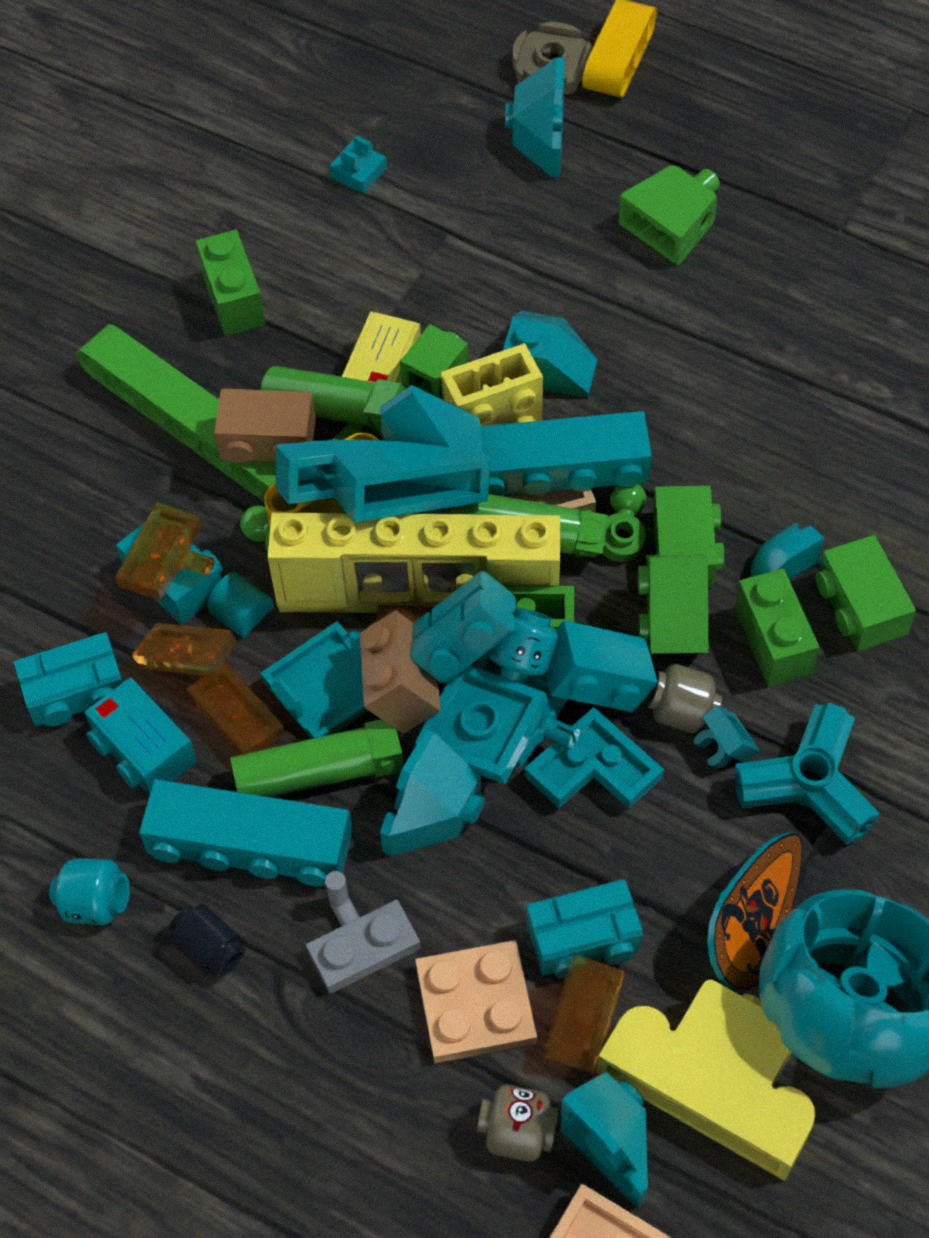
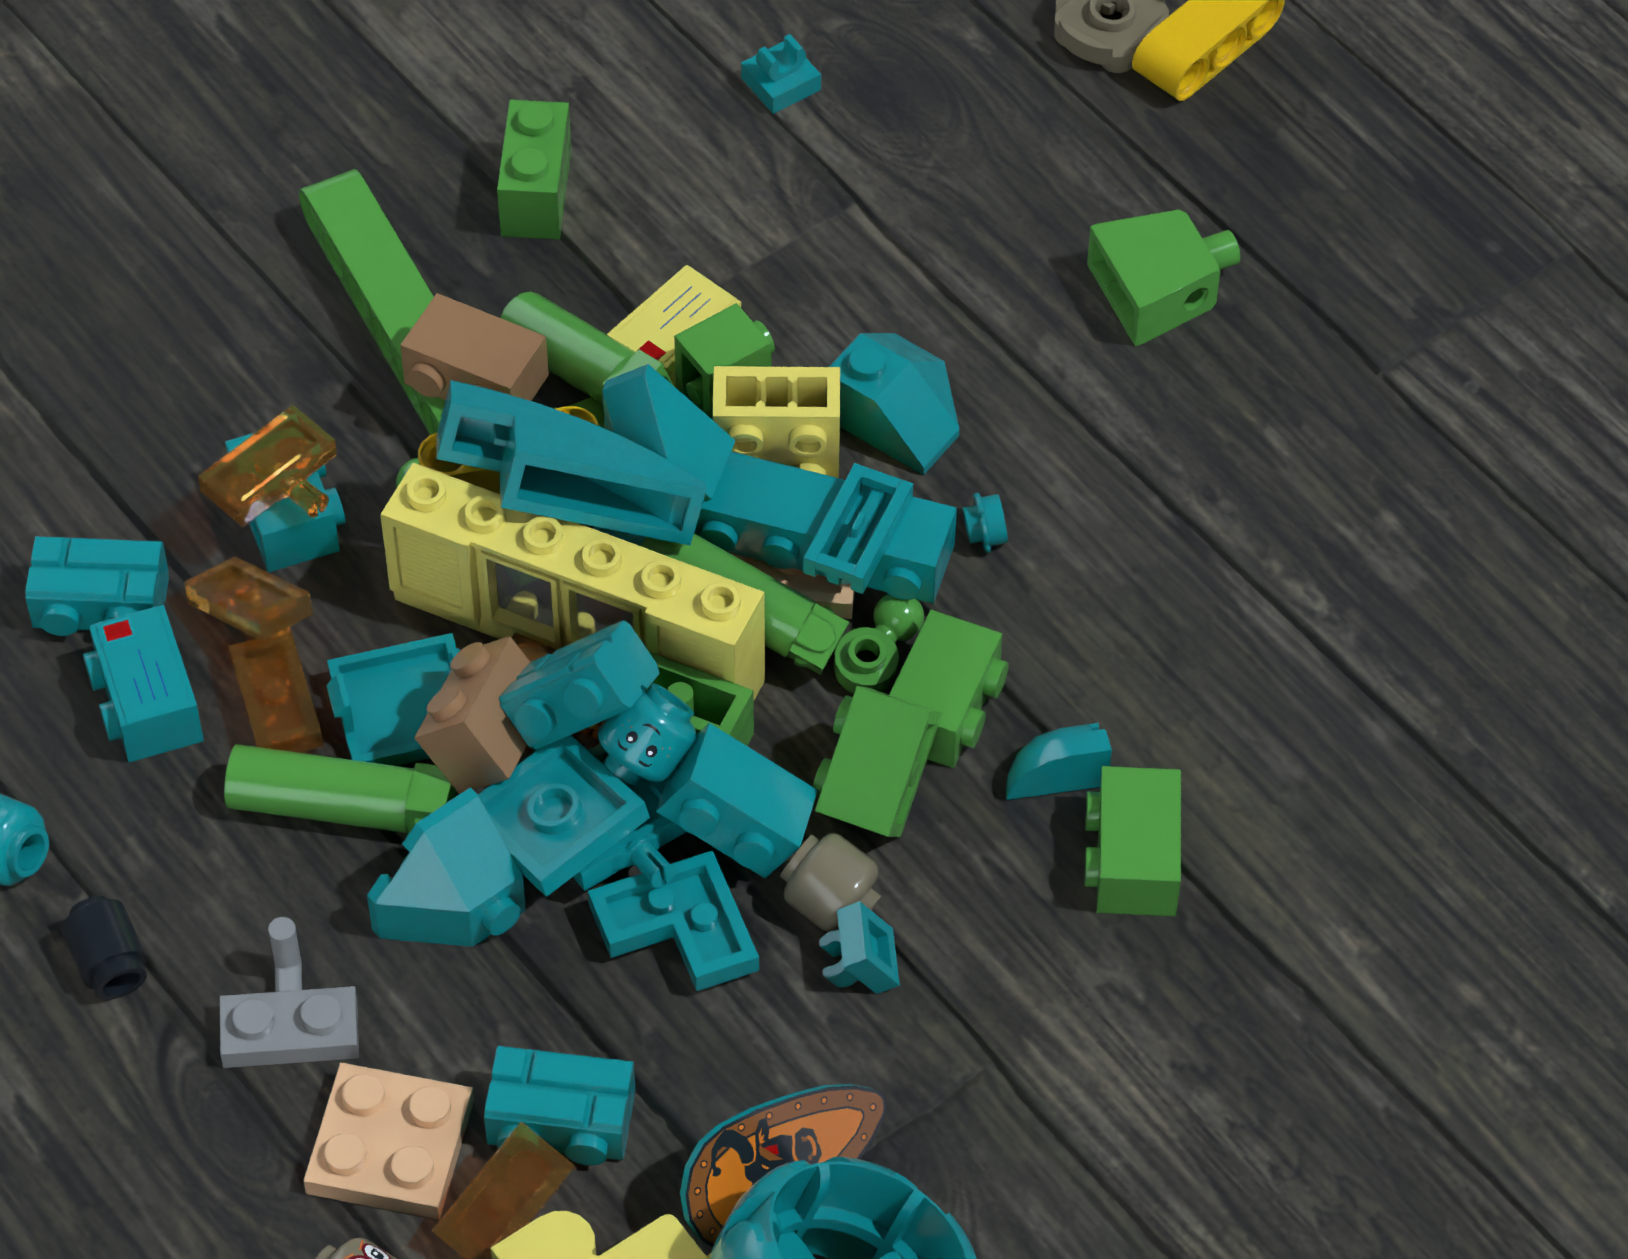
camera: 20 degrees right, 5 degrees down
(238, 603) = (346, 569): teal brick -> none
(245, 832) = (214, 839): teal brick -> none
(539, 116) = (1048, 90): teal slope -> none
(590, 479) = (841, 566): none -> teal tile
(655, 412) = (985, 521): none -> teal plate
(776, 627) = (995, 840): bright green brick -> none
(819, 752) = (952, 1066): teal piece -> none

